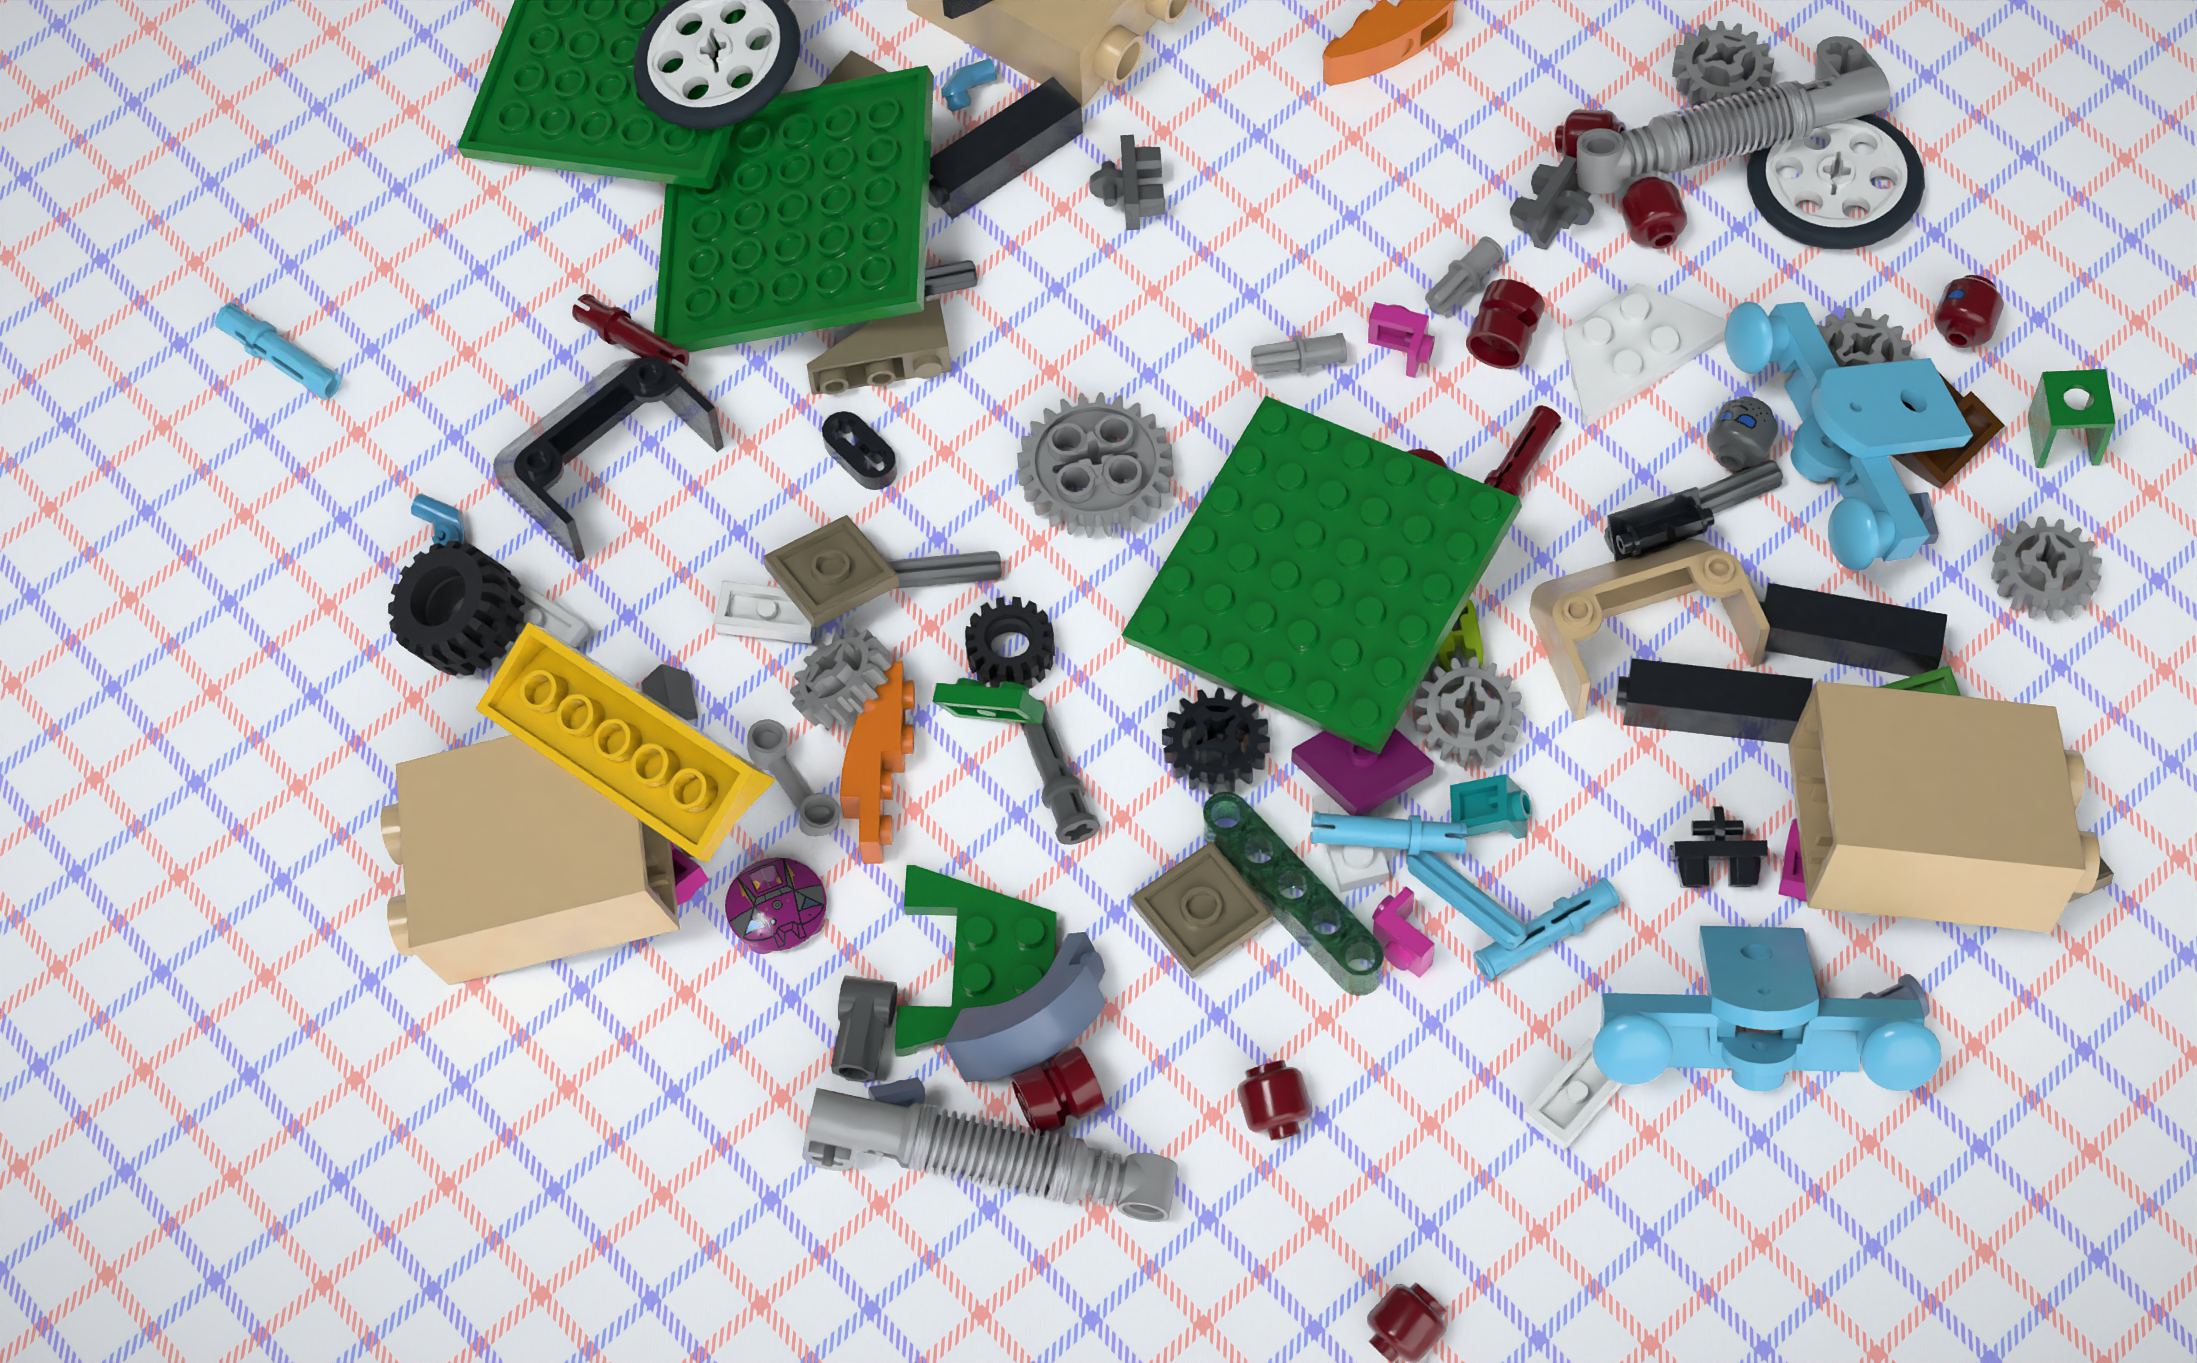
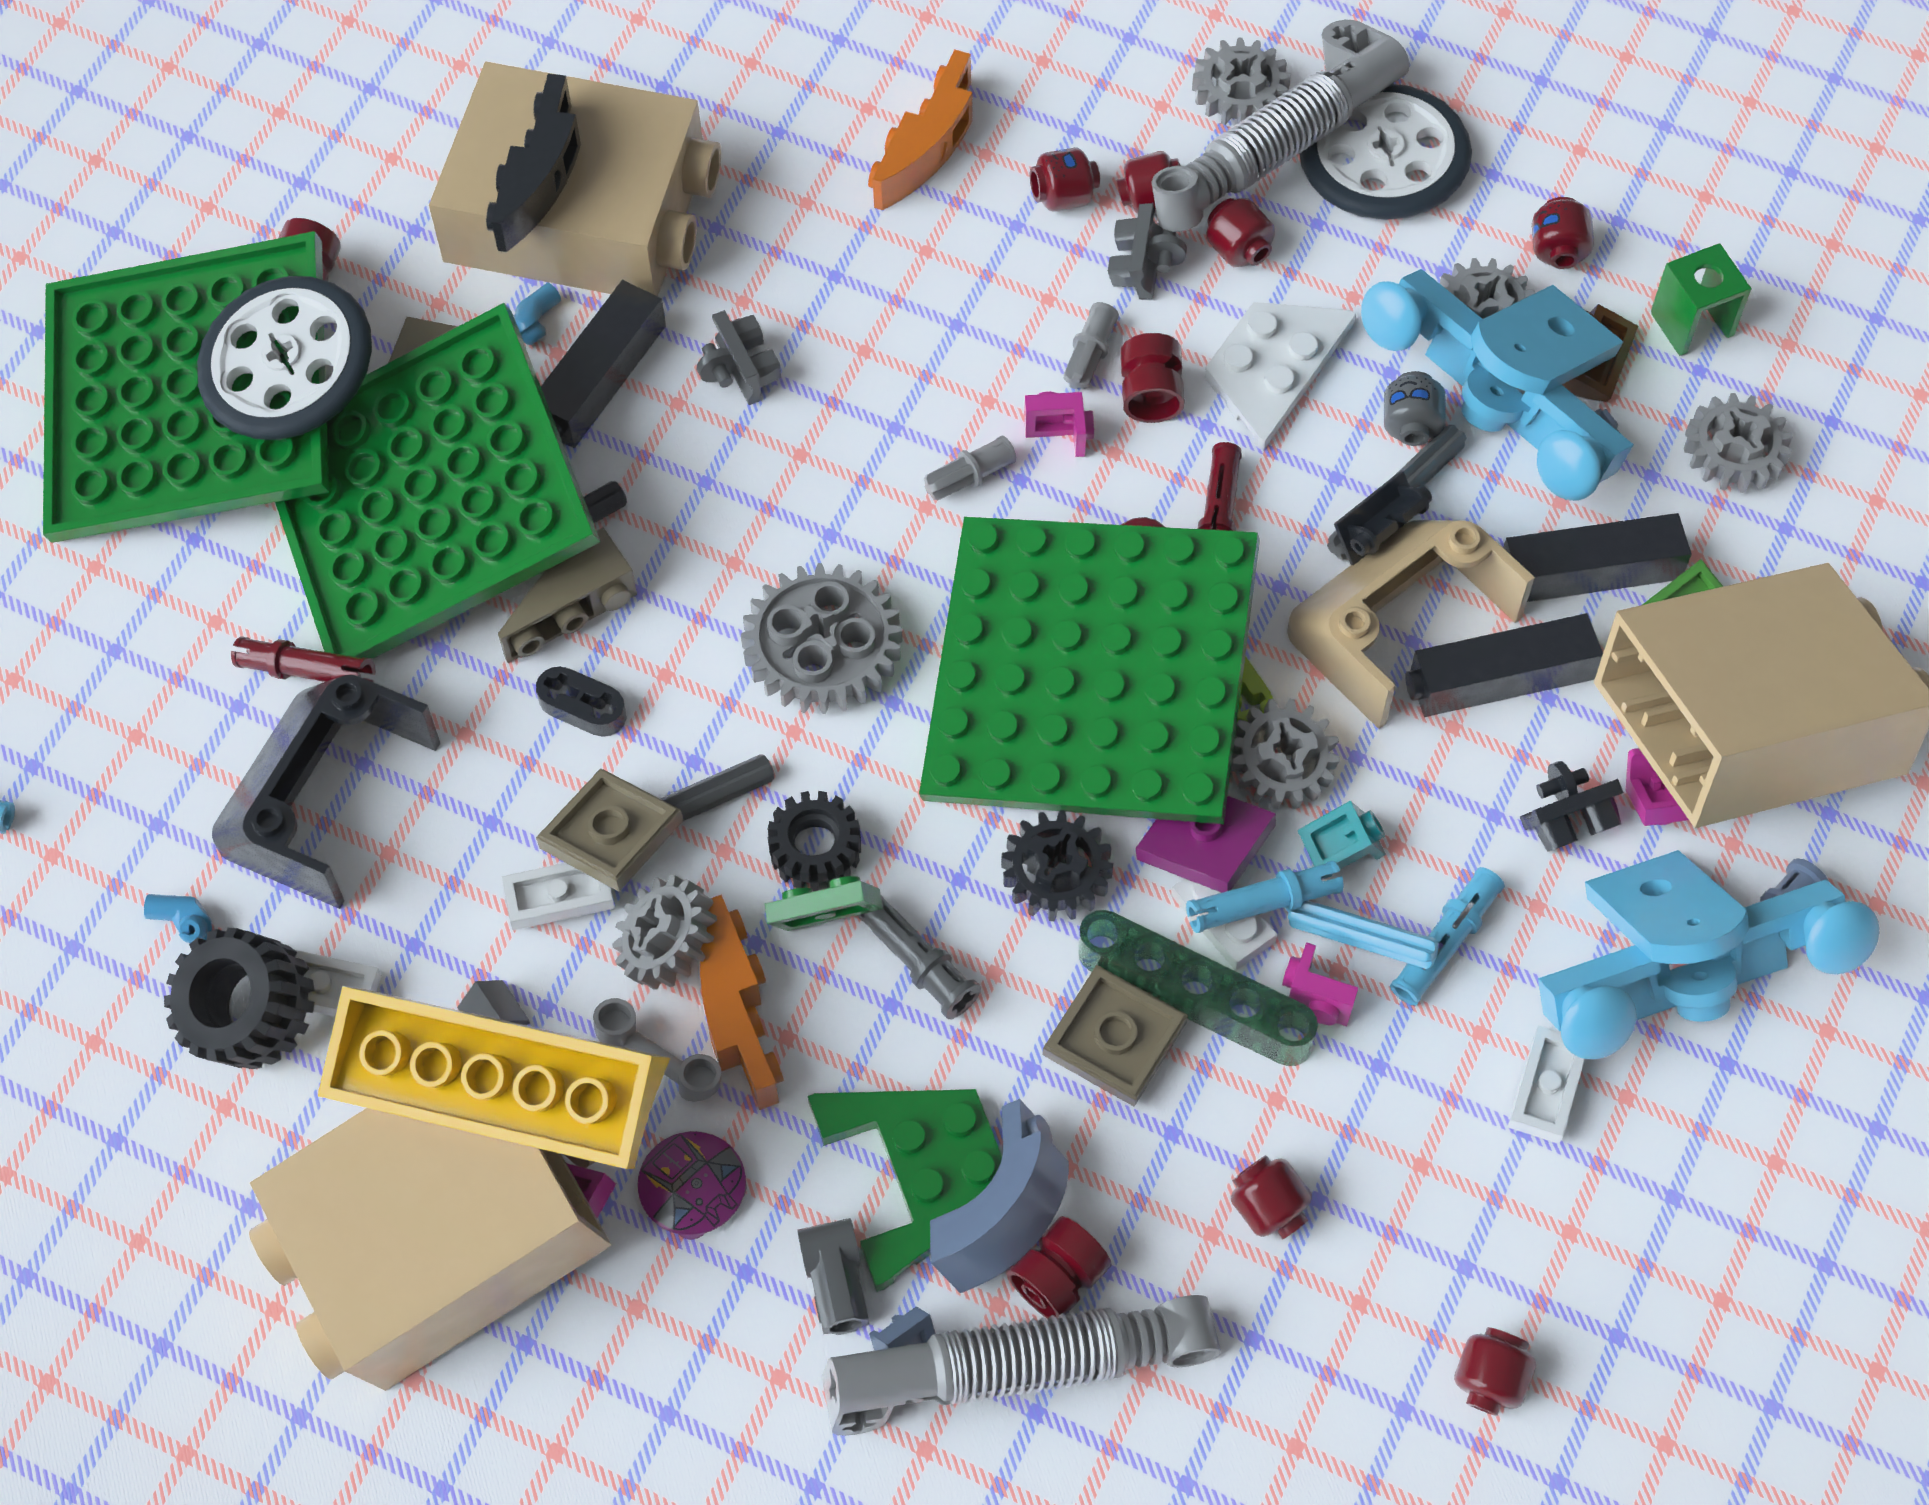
camera: 25 degrees left, 0 degrees up
(1508, 109) = (1064, 179): none -> dark red head

